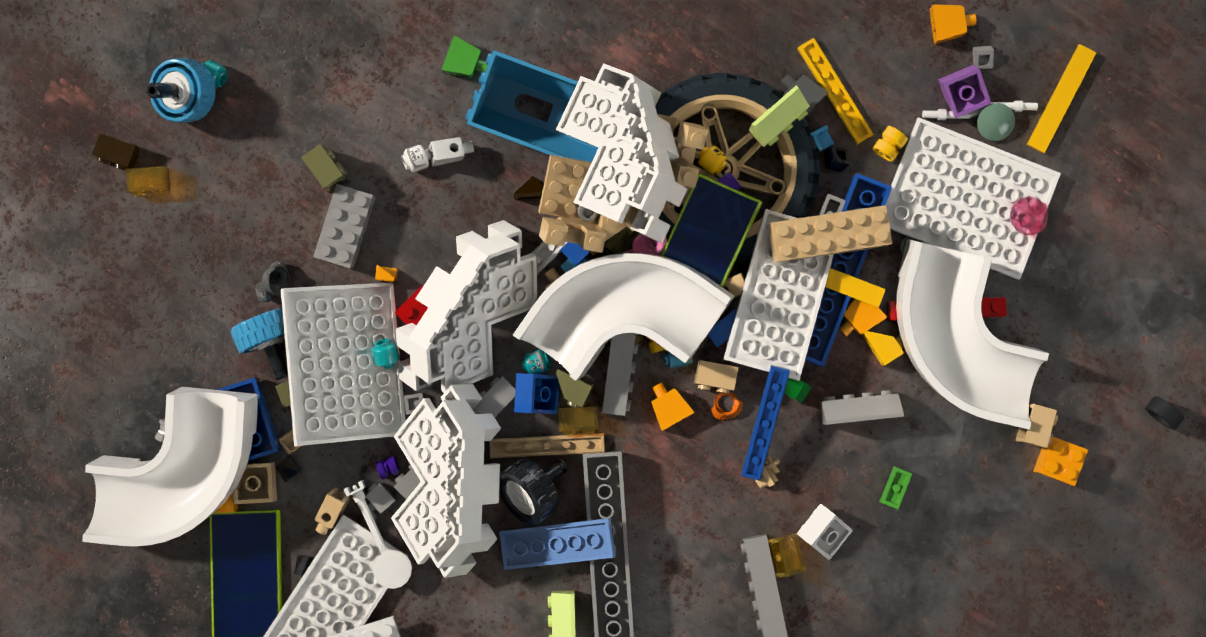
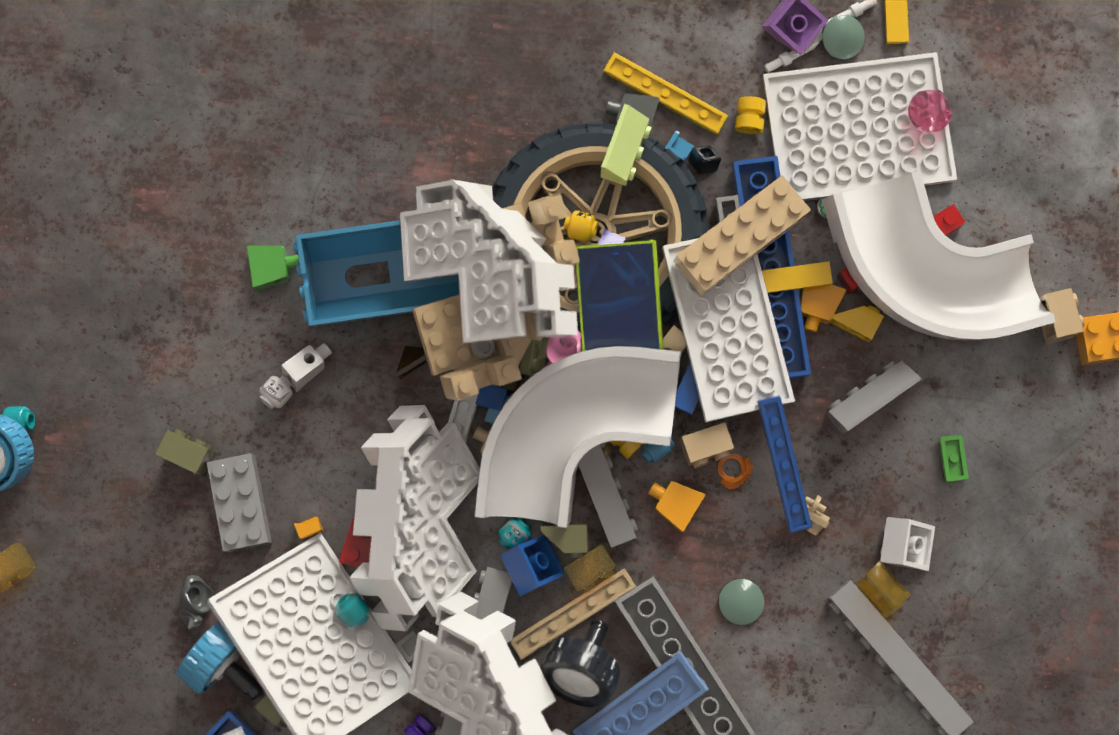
camera: 25 degrees left, 5 degrees down
(677, 506) = (741, 601): none -> sand green dish
(797, 389) = (797, 413): green panel -> none

